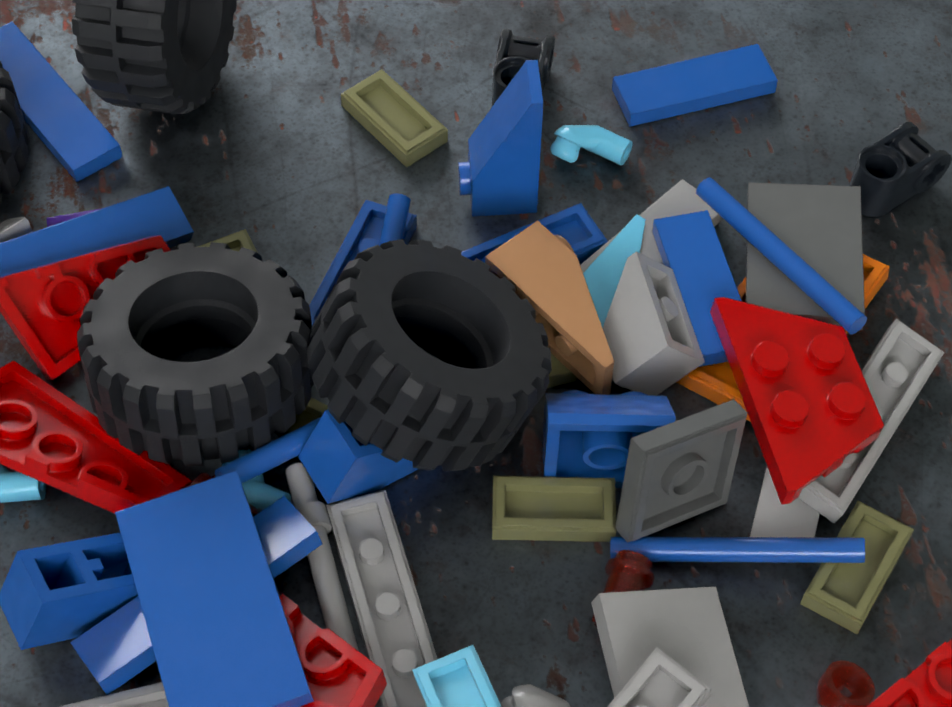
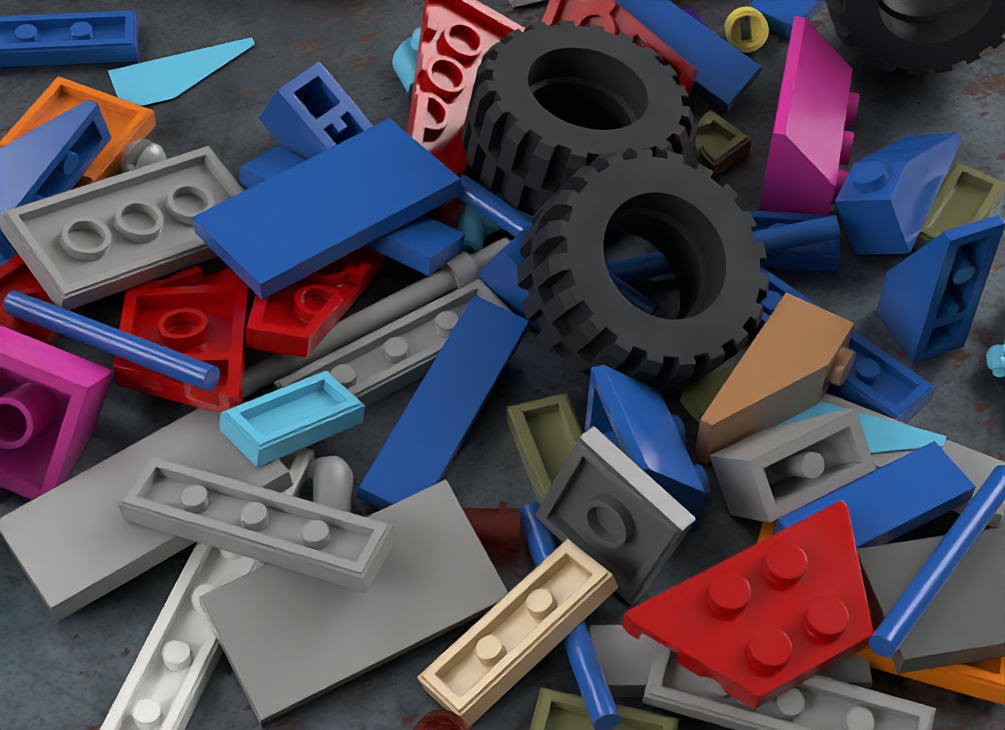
camera: 70 degrees right, 5 degrees down
(102, 175) = (757, 26): none -> light yellow hinge
(268, 184) = (809, 127): none -> dark pink slope
(361, 139) = (894, 191): none -> blue slope
(481, 582) = (445, 404): none -> blue tile
(755, 592) = (518, 632): none -> tan tile

